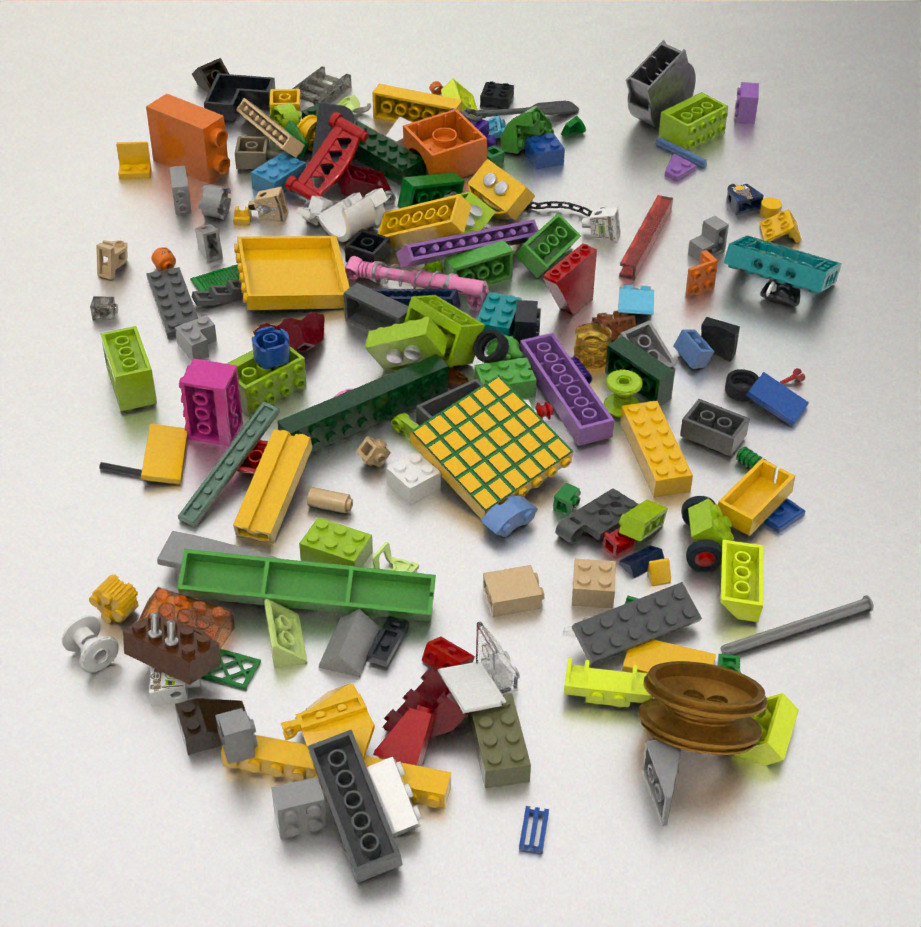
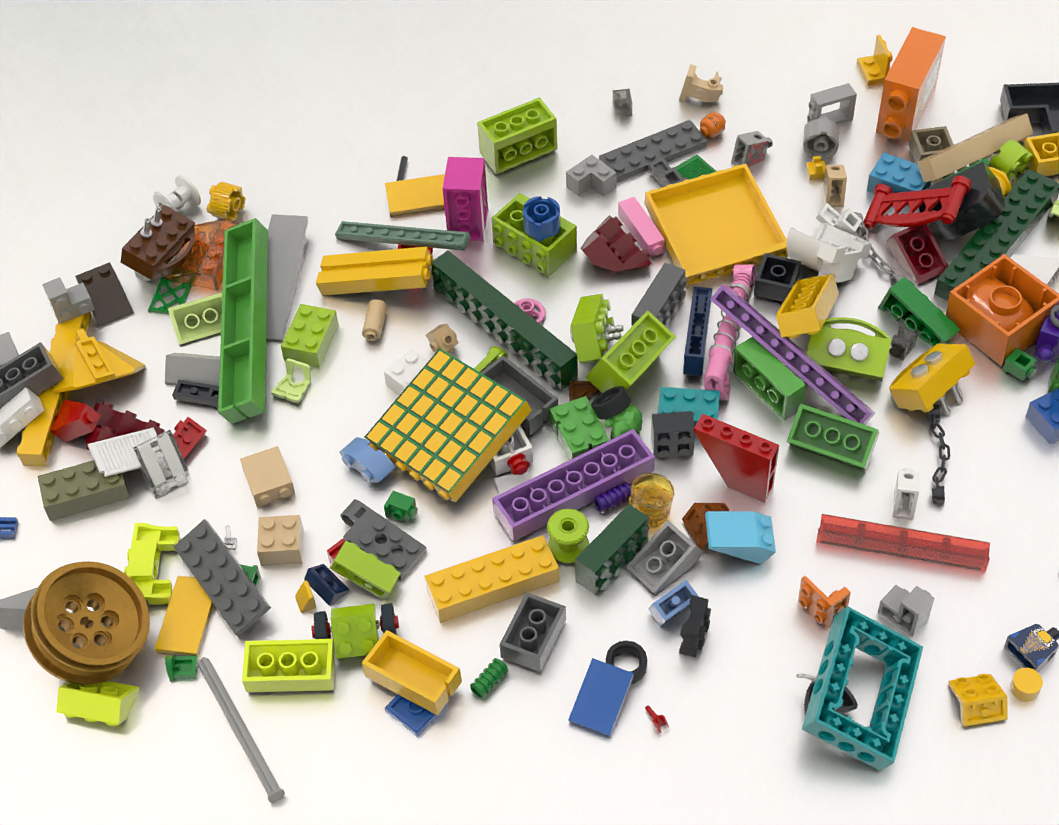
camera: 85 degrees right, 10 degrees up
(273, 315) = (641, 226): none -> bright pink brick

